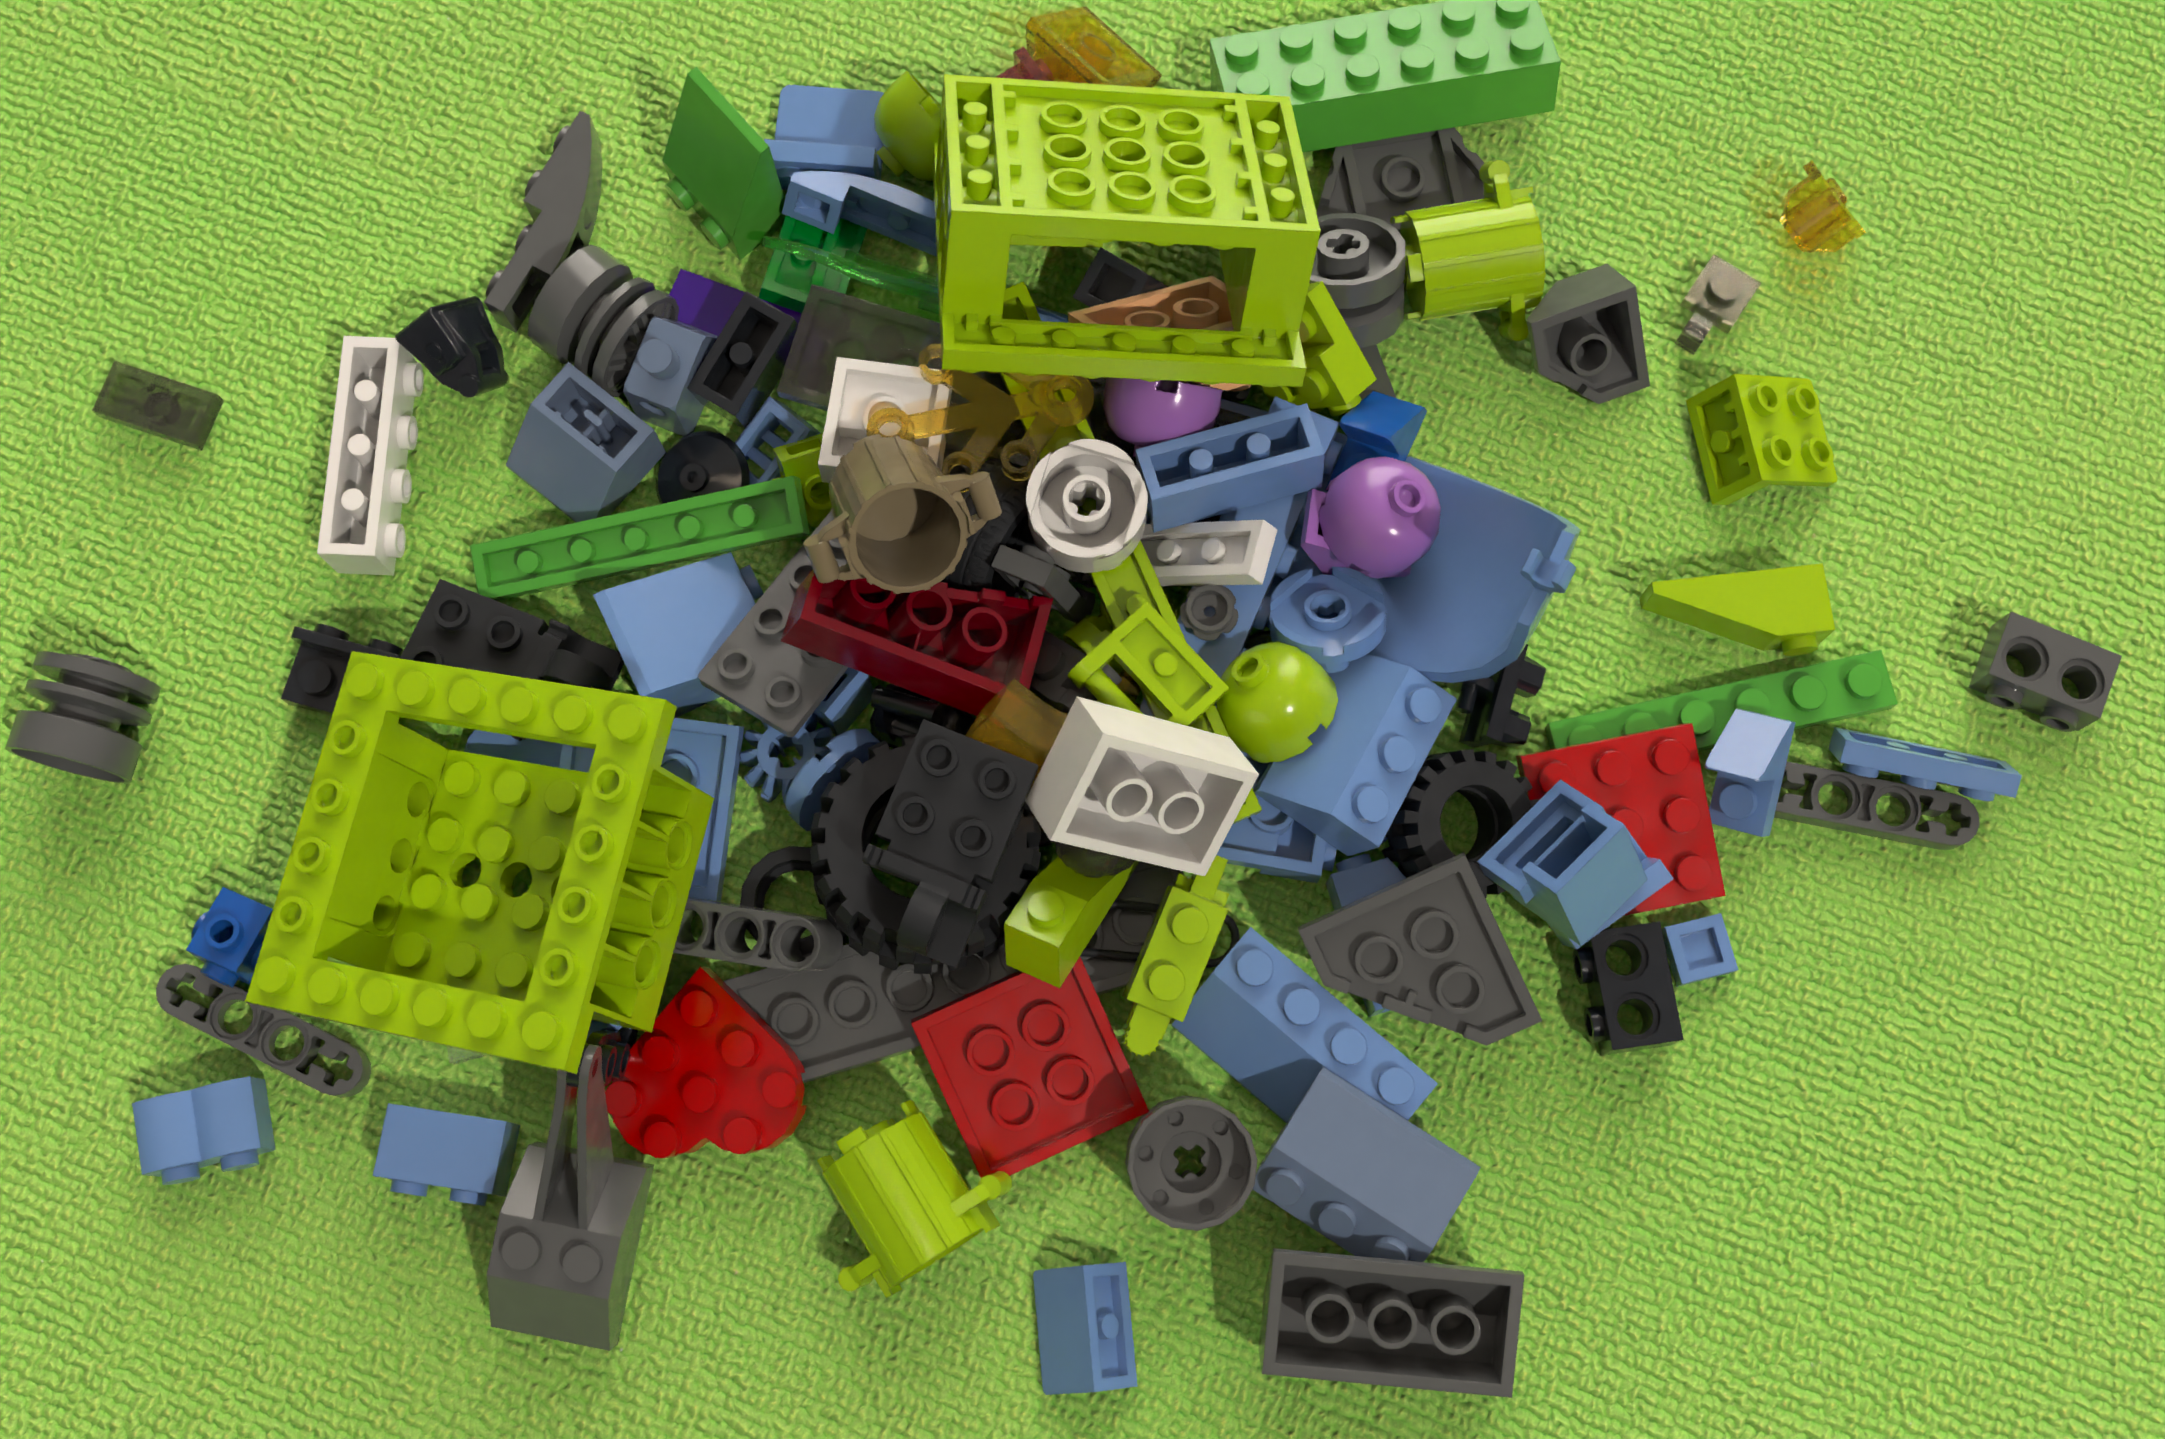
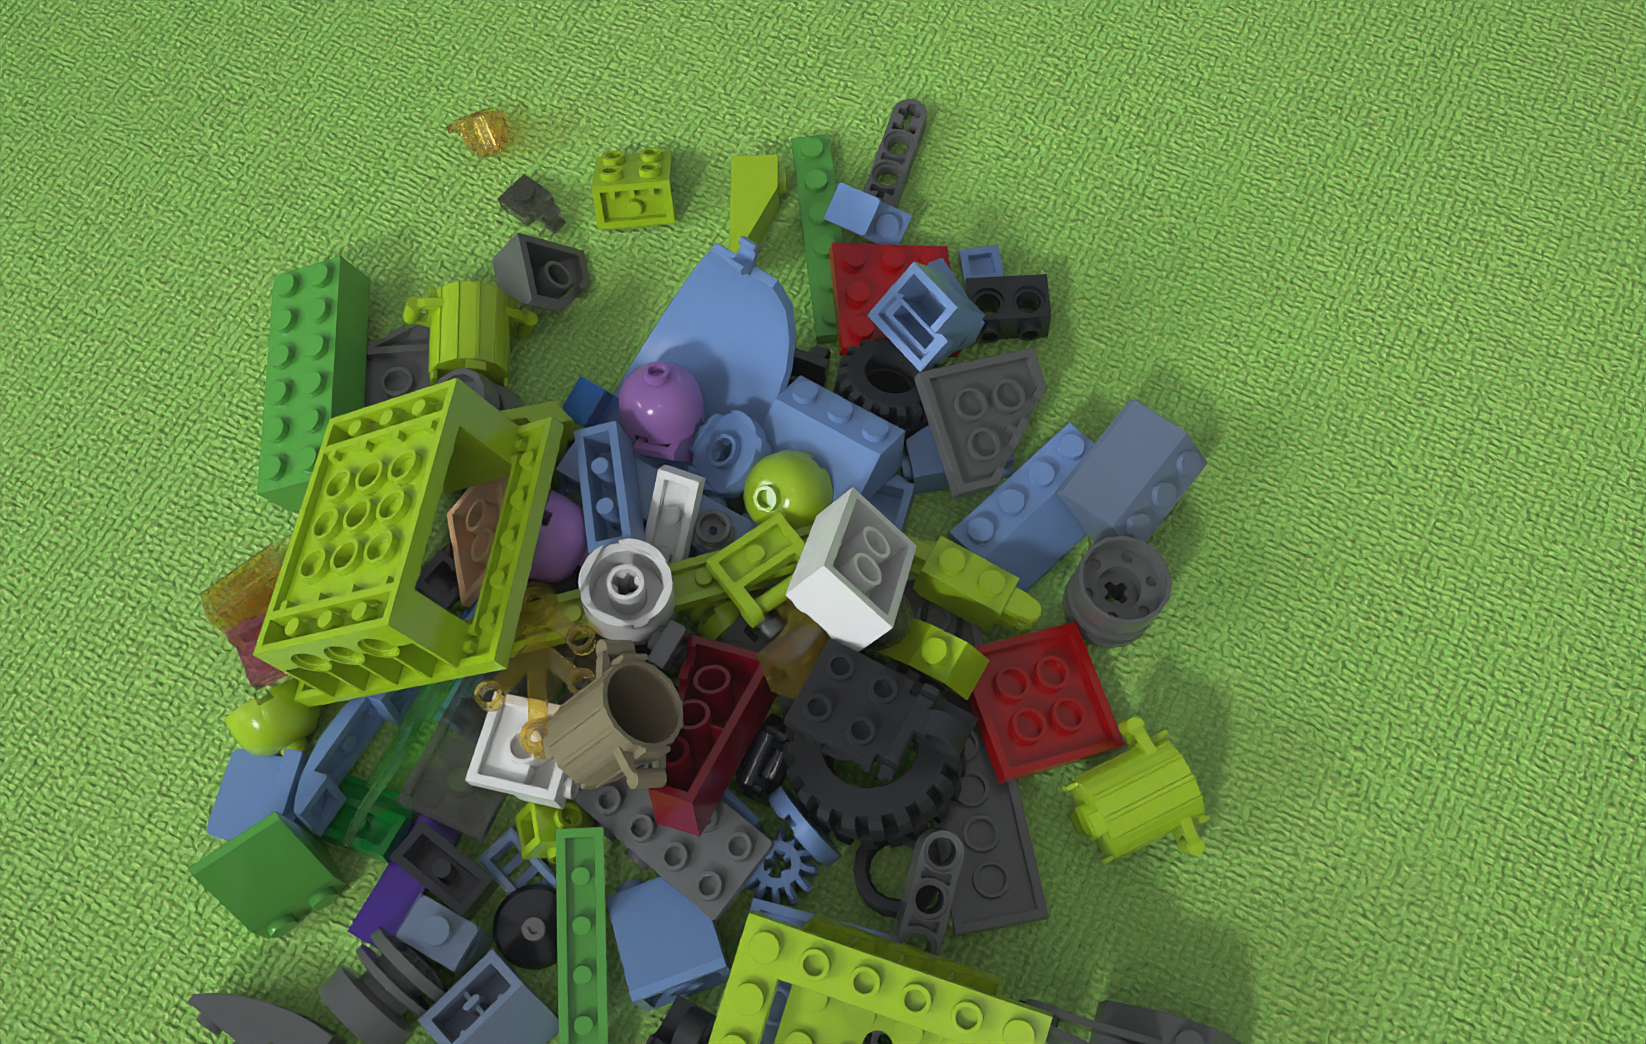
camera: 80 degrees left, 10 degrees down
(707, 1077) = (1035, 940): red plate -> none
(1084, 1328) = (1230, 686): medium blue panel -> none
(1391, 1322) = (1235, 473): dark grey slope -> none
(1924, 765) = (871, 124): medium blue plate -> none
(2045, 659) = (819, 52): dark grey brick -> none

